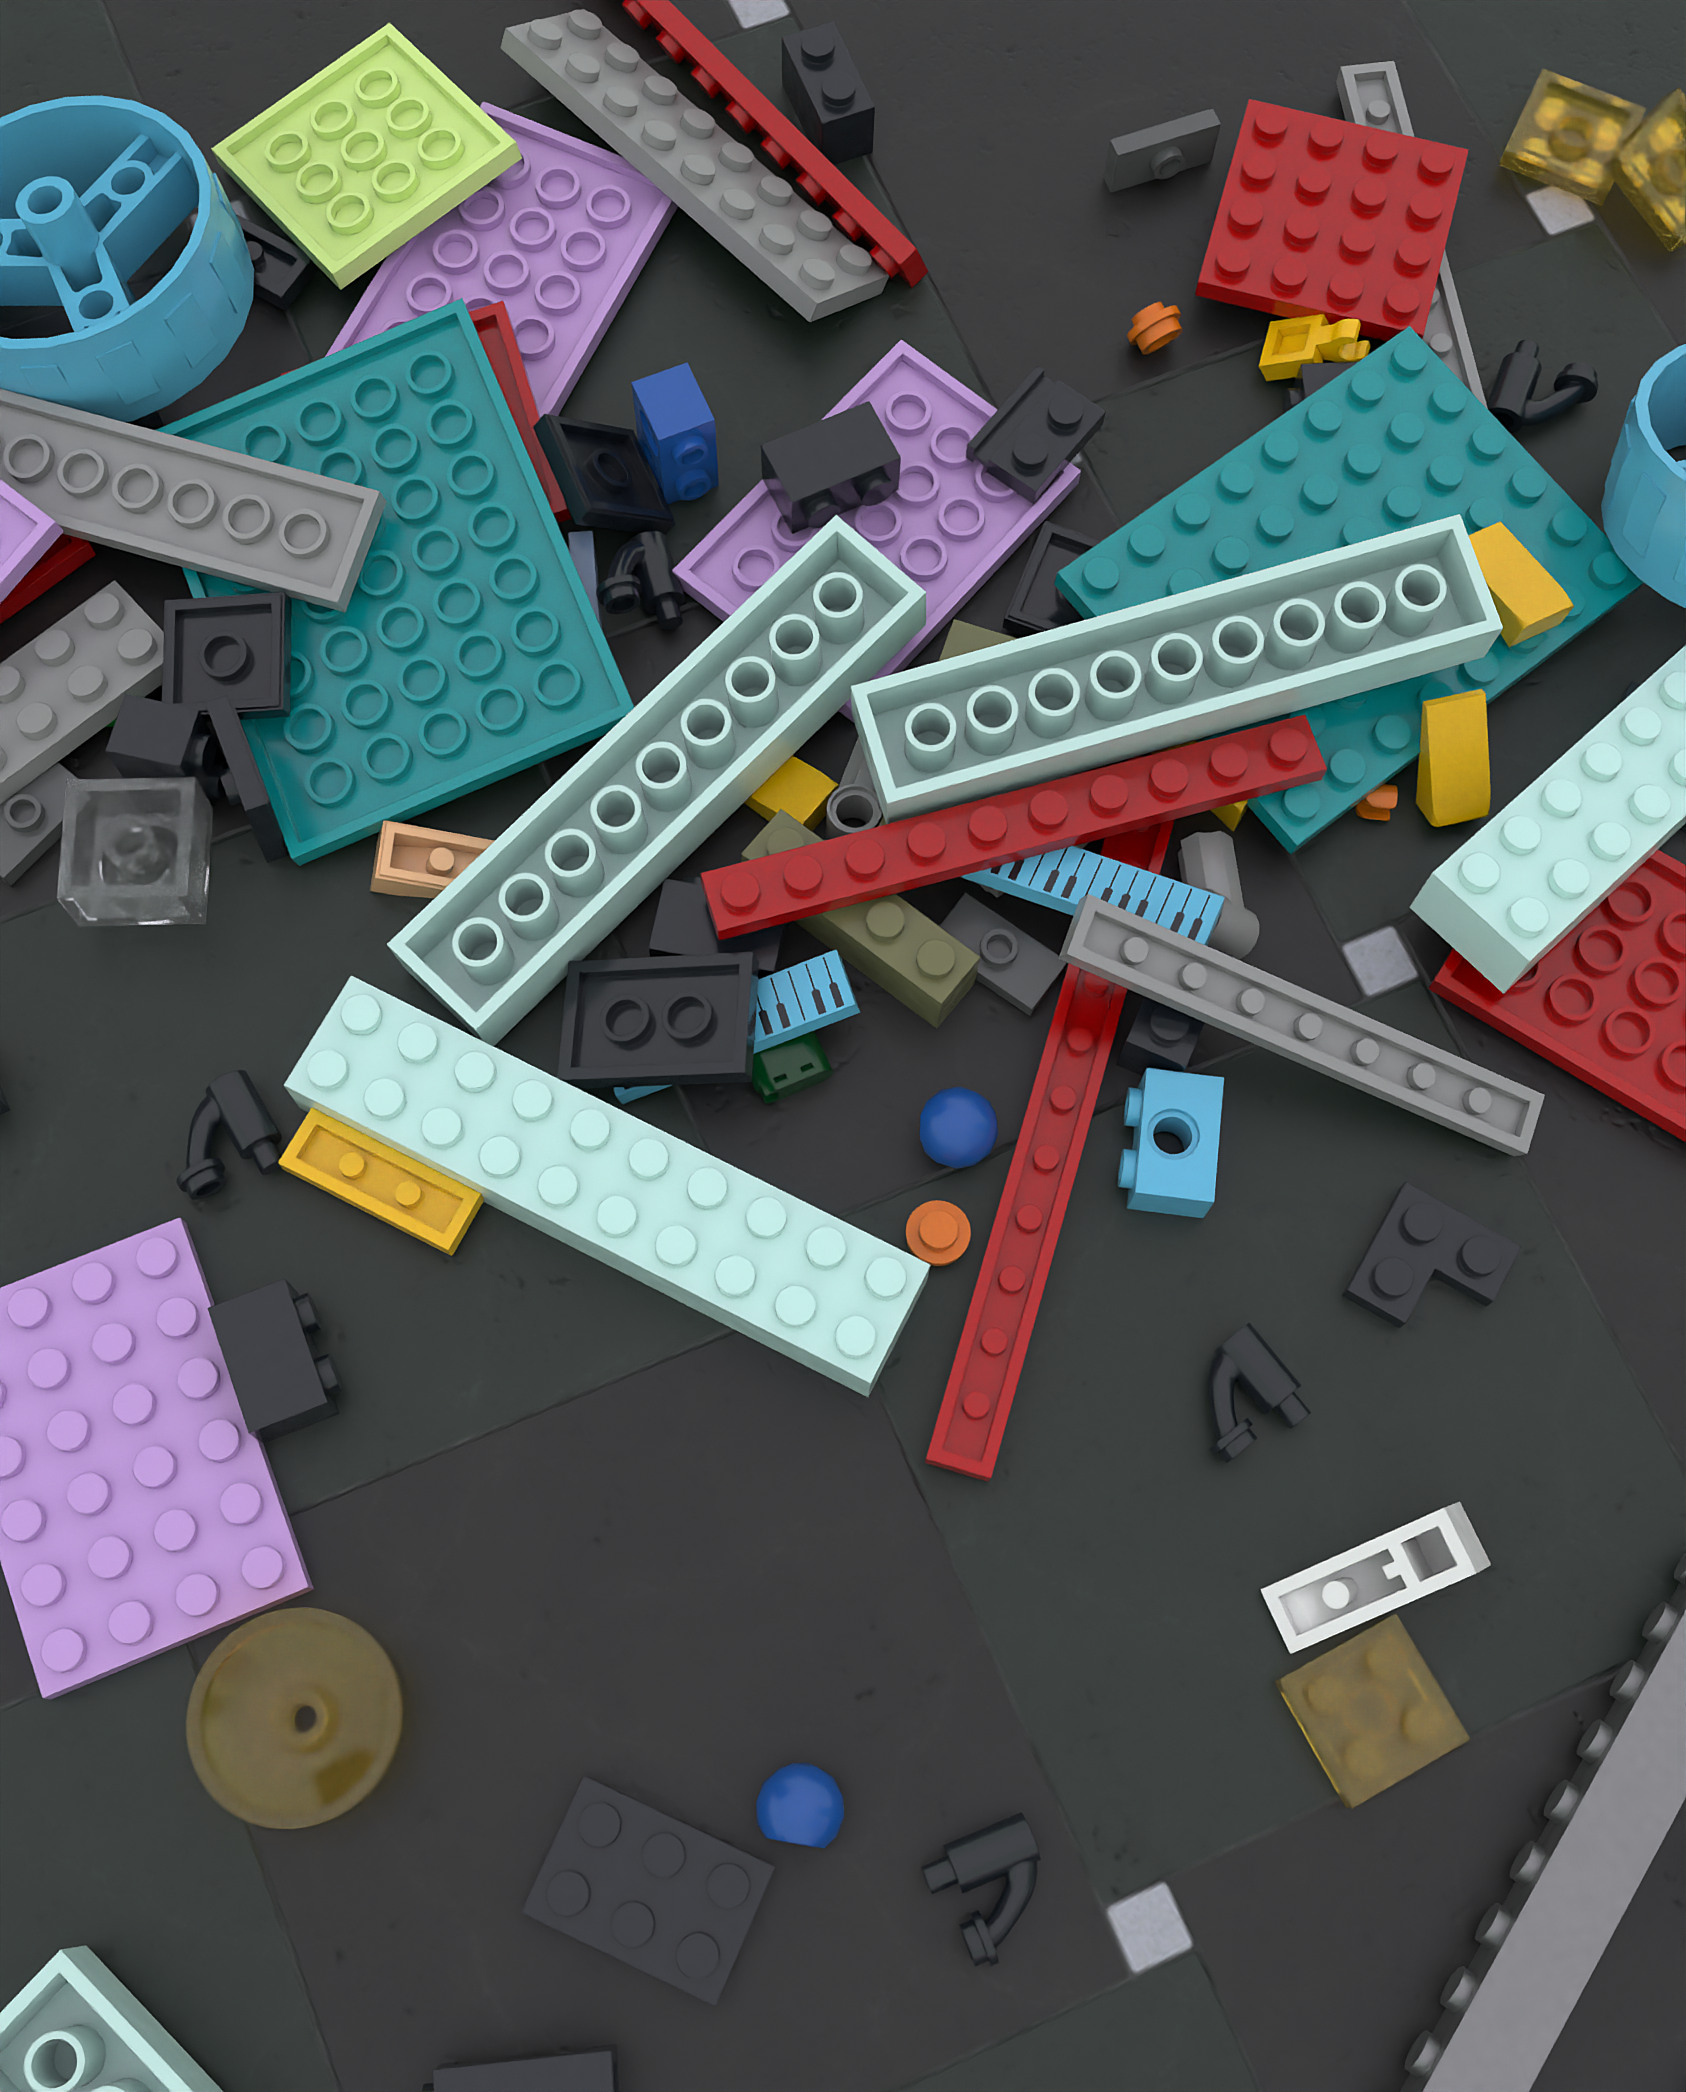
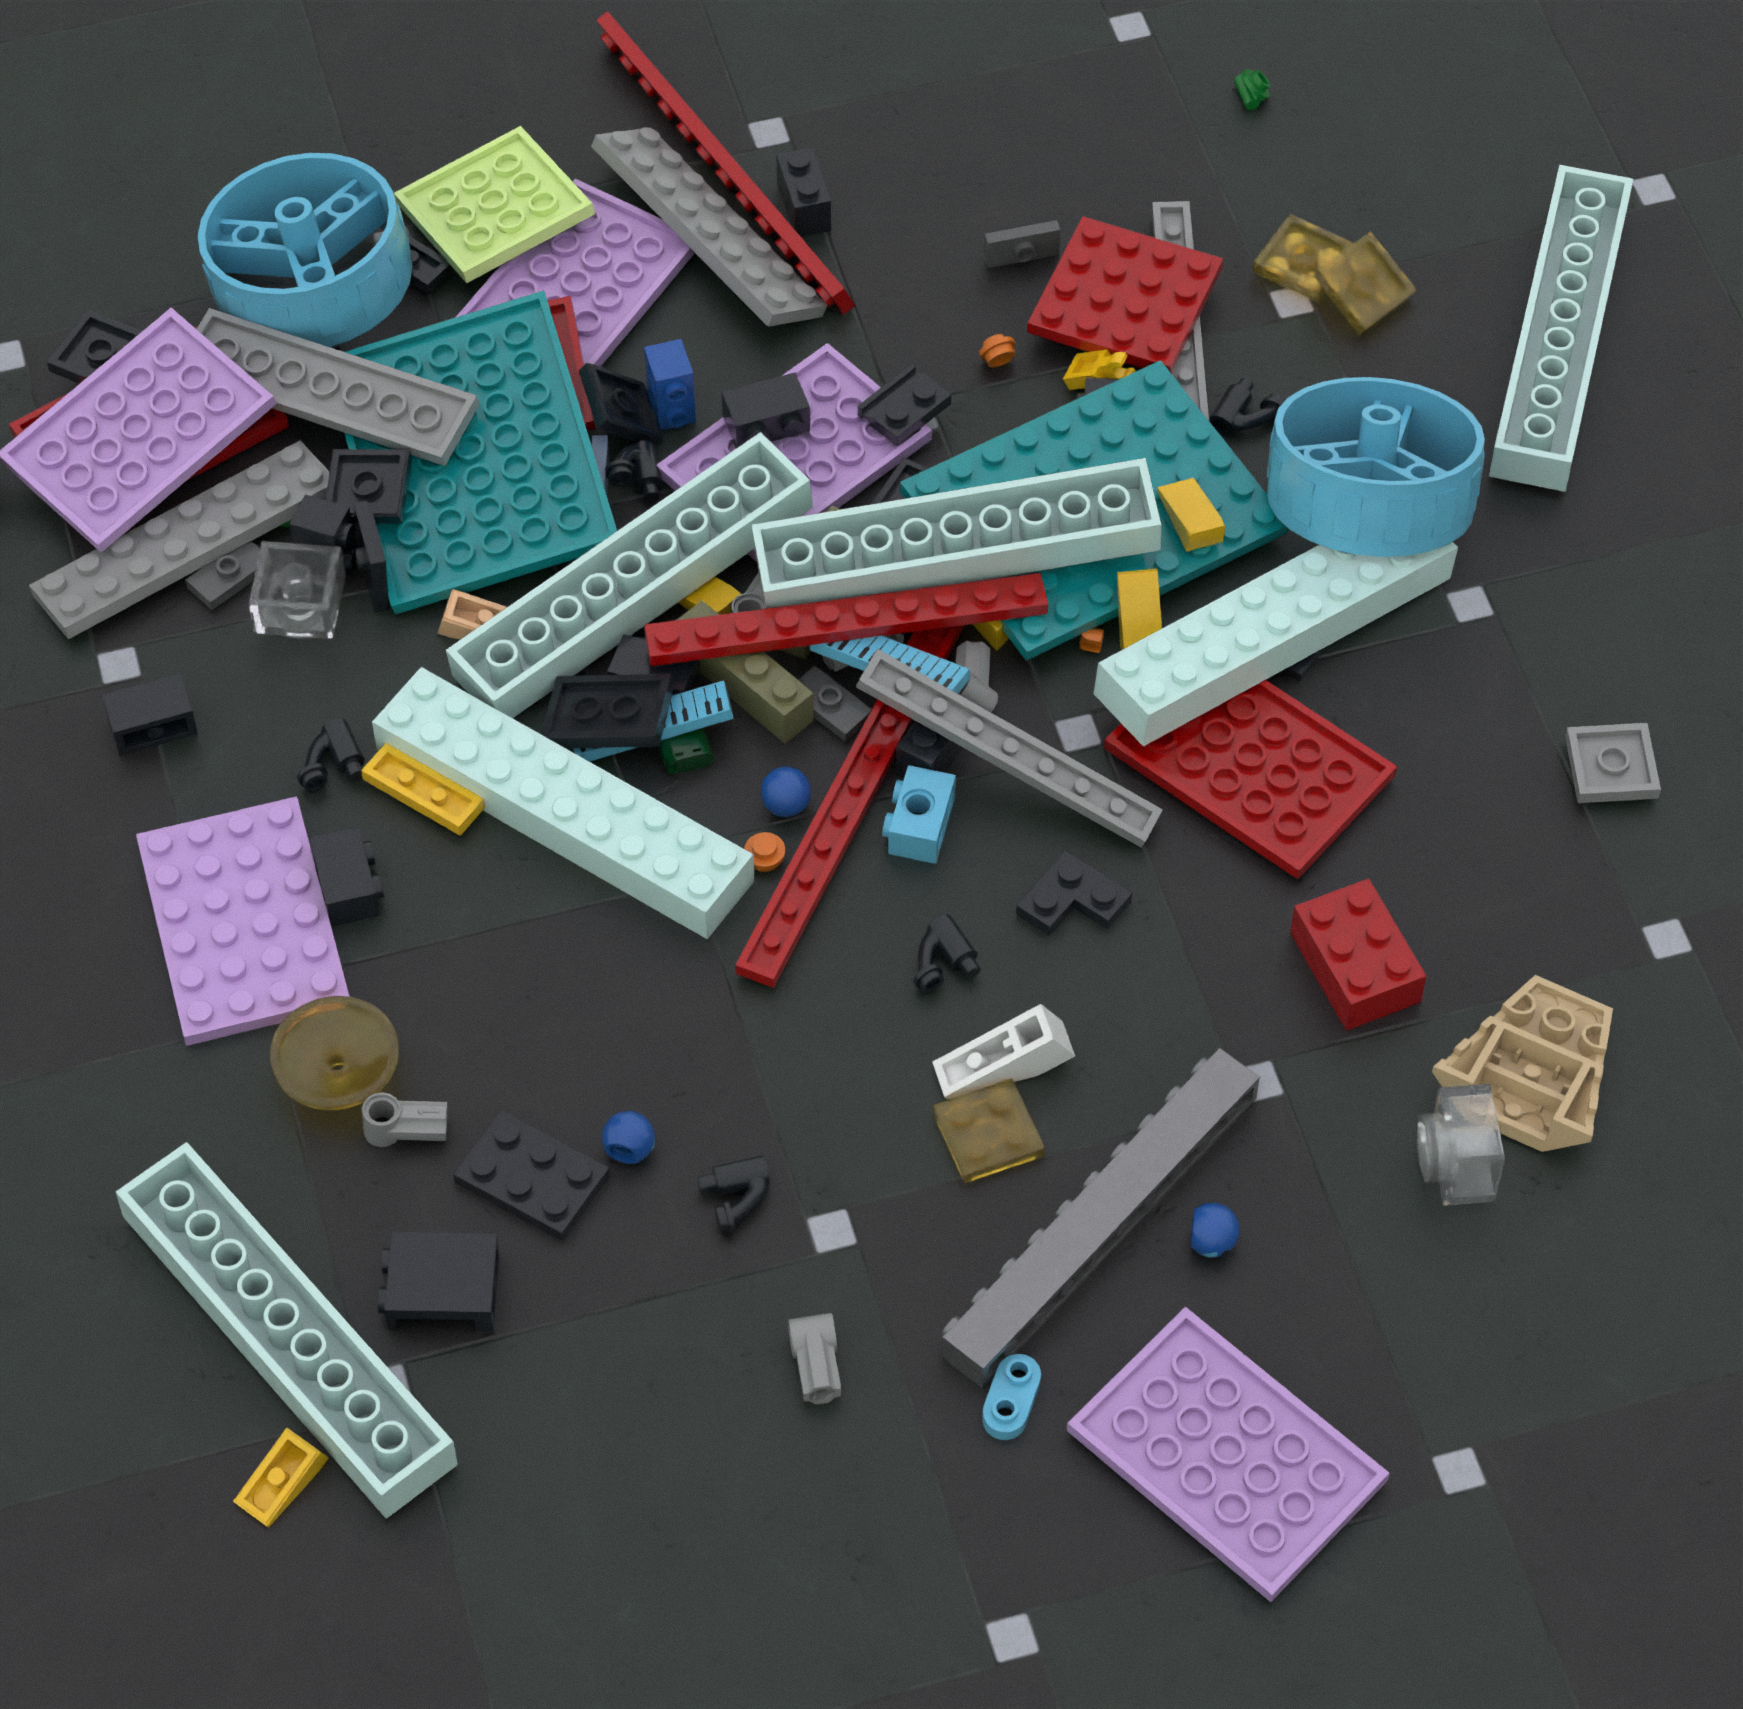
camera: 10 degrees right, 15 degrees down
(437, 1817) = (407, 1120): none -> light grey piece

